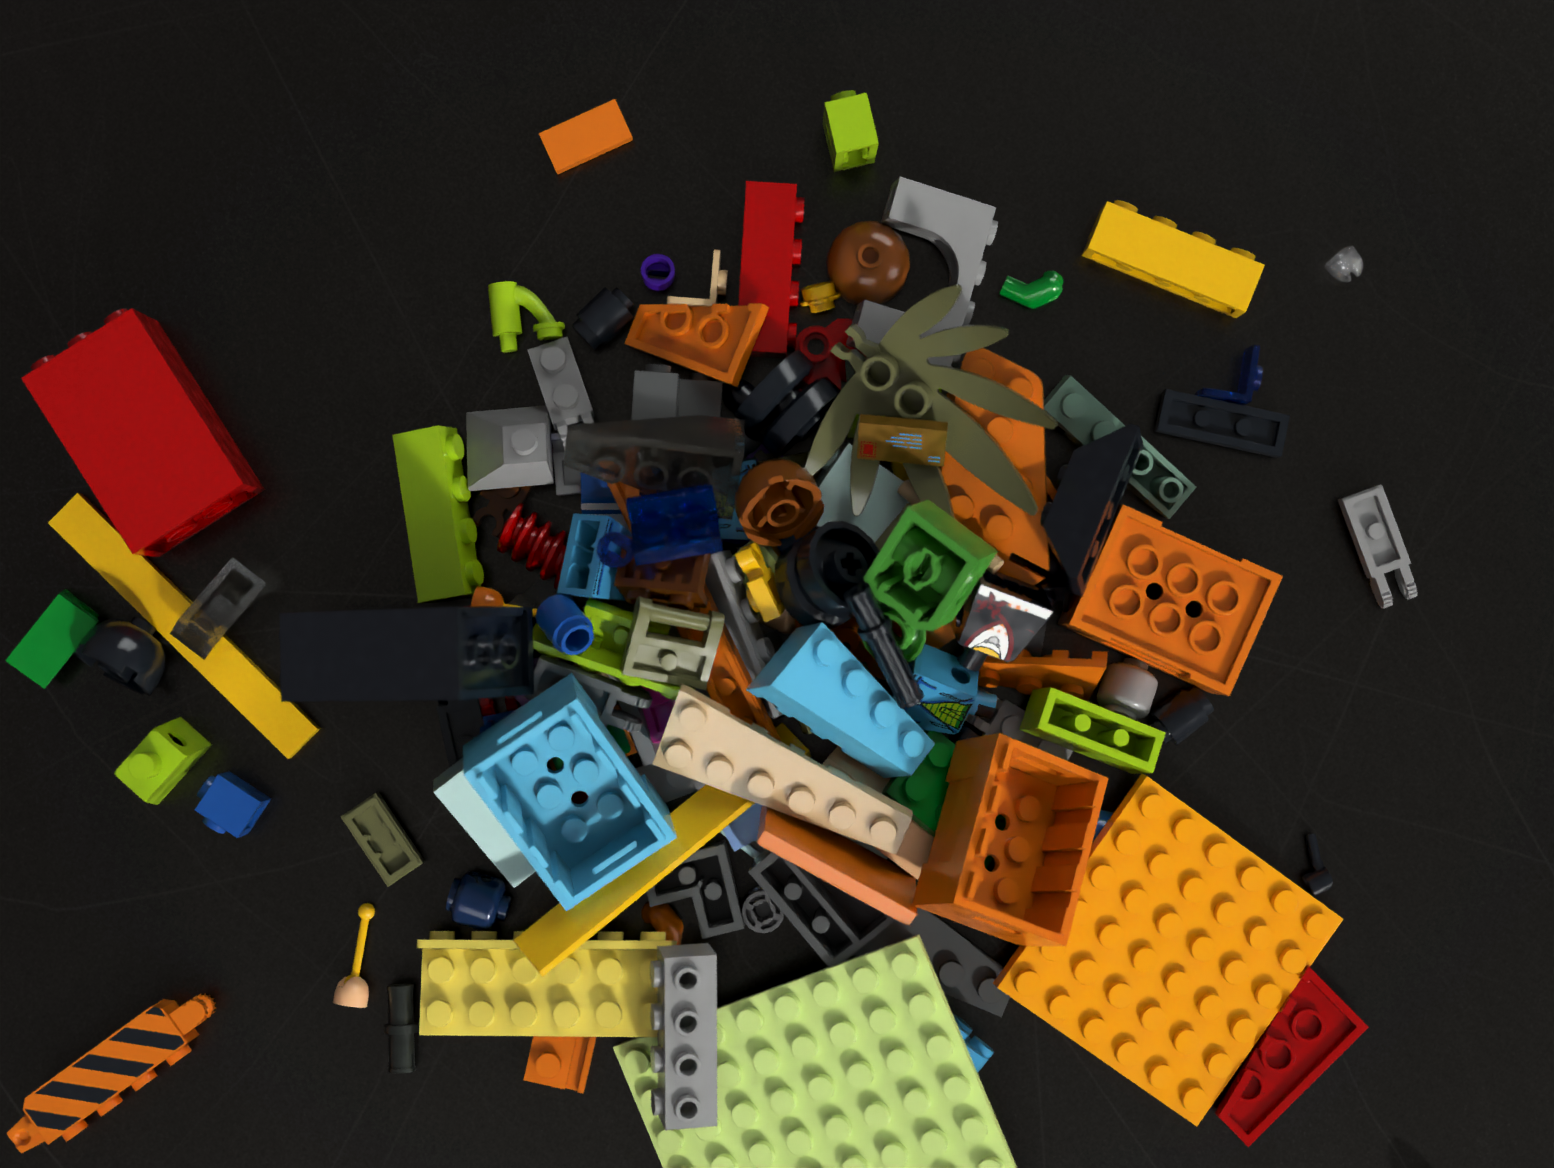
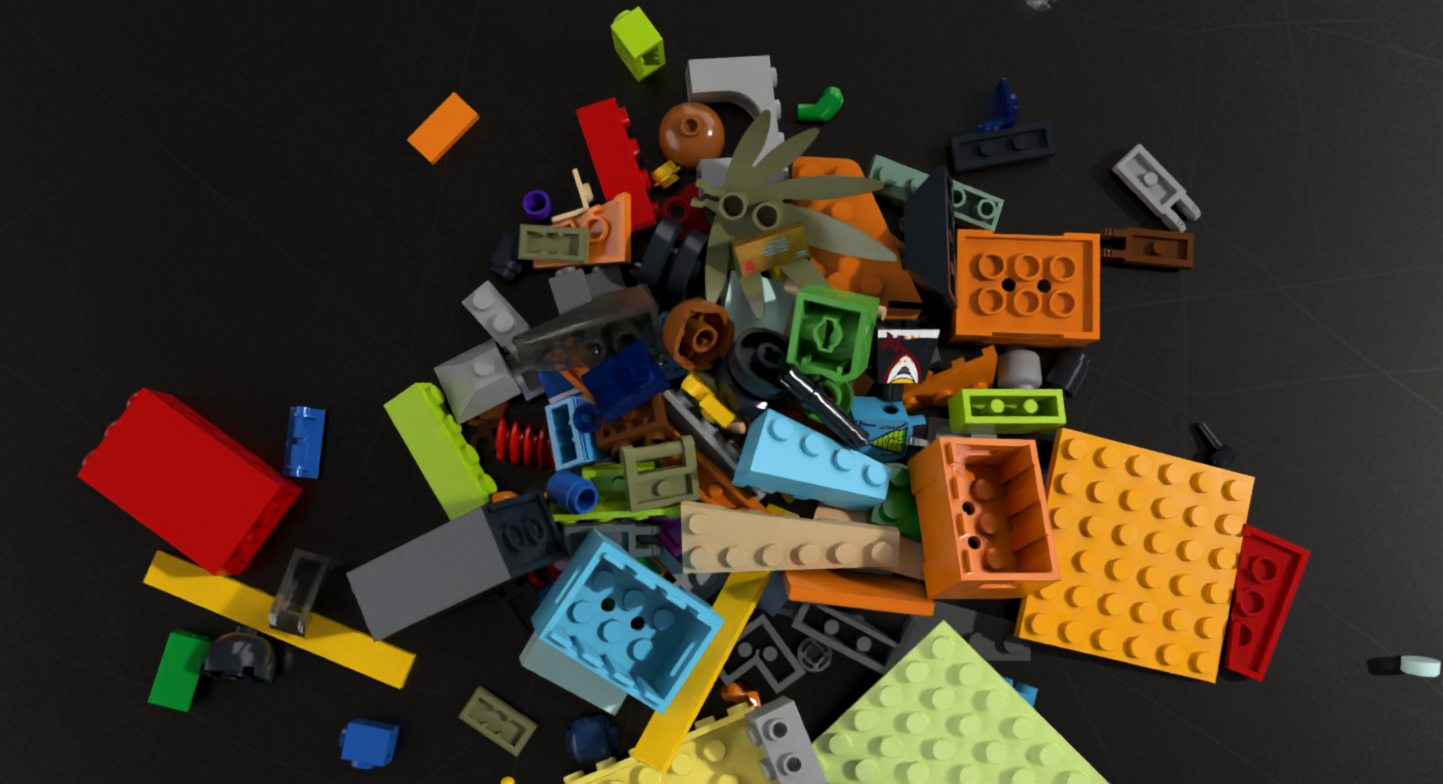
camera: 20 degrees left, 5 degrees down
(160, 762) = (301, 732): lime torso -> none
(286, 438) = (304, 442): none -> blue hinge
(505, 305) = (431, 276): lime plant -> none
(658, 329) = (554, 244): none -> olive plate
(1173, 259) = (915, 42): yellow brick -> none
(1340, 609) = (1149, 247): none -> reddish brown hinge

